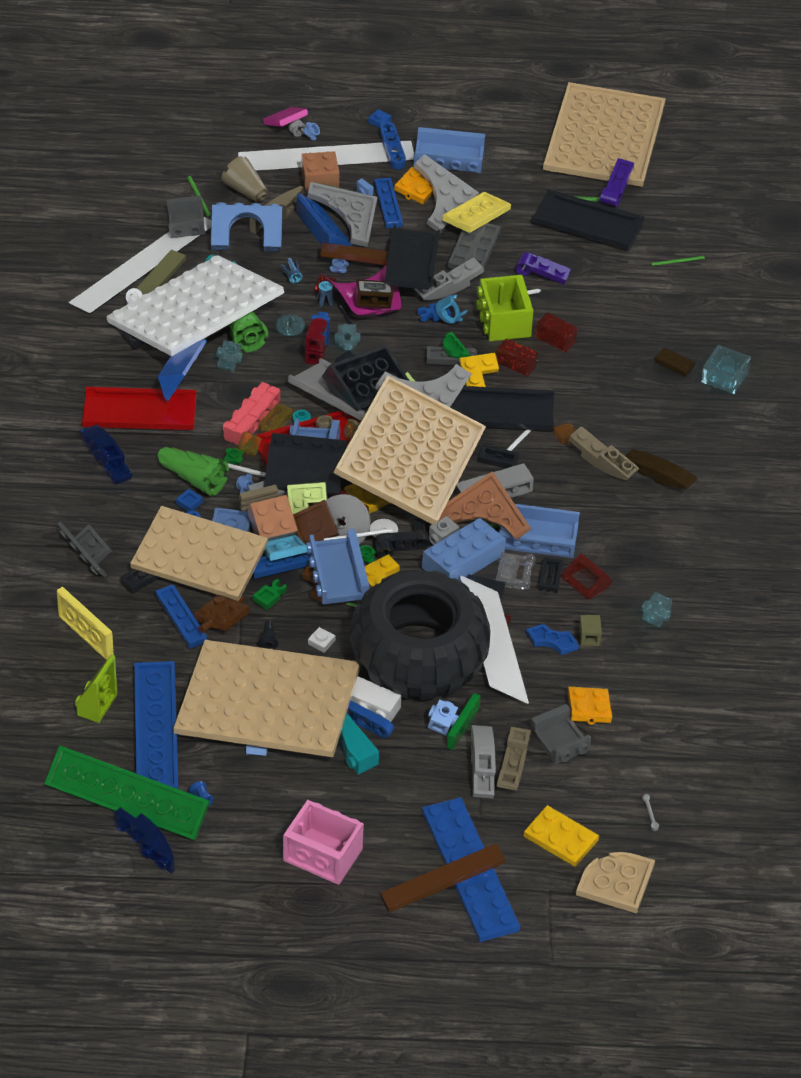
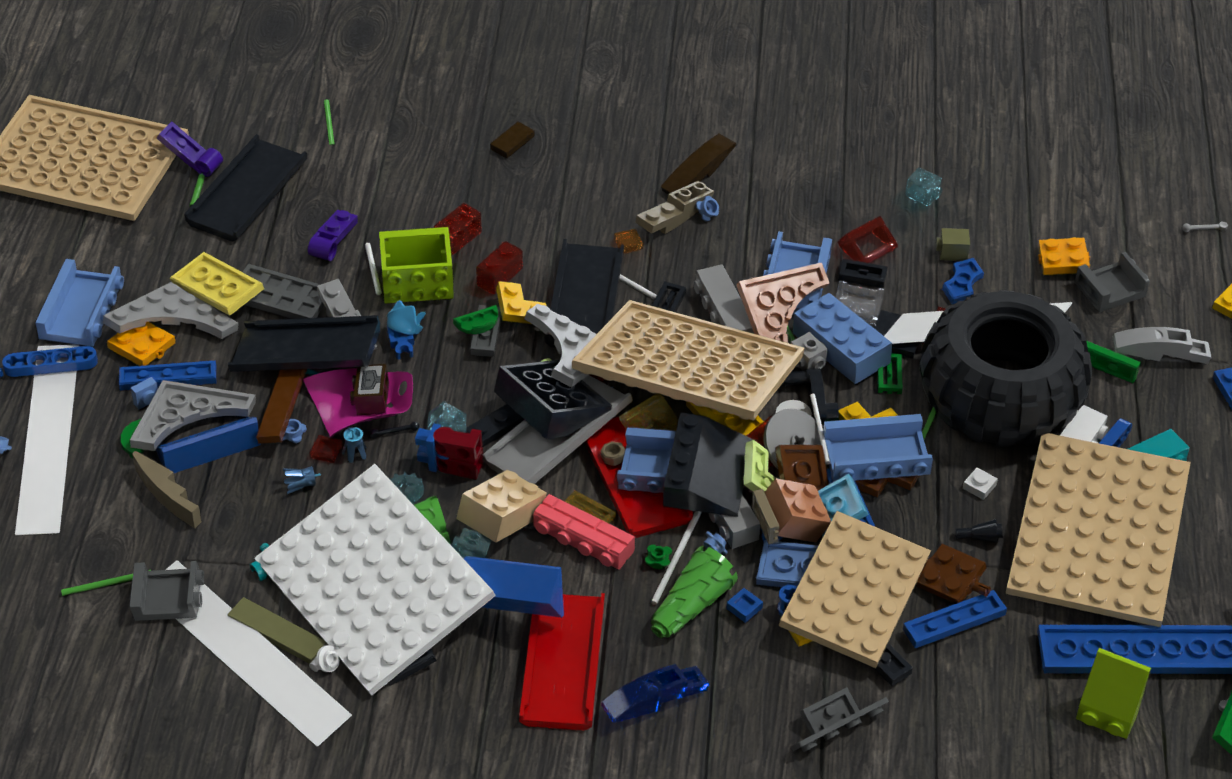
camera: 85 degrees left, 0 degrees up
(85, 623) = (991, 713): light yellow tile -> none
(225, 215) = (193, 533): medium blue arch -> none
(244, 179) = (99, 517): dark tan cone -> none
(249, 443) = (646, 533): clear yellow tile -> none
(263, 361) = (500, 505): none -> tan brick
(268, 596) = (912, 529): green plate -> none
(302, 415) = (588, 484): teal plate -> none
(320, 169) = (94, 436): nougat brick -> none
(442, 716) = (1105, 373): light blue brick -> none
(514, 758) = (1126, 318): dark tan slope -> none
(604, 477) = (712, 206): none -> medium blue plate
(726, 369) = (541, 93): clear light blue brick -> none

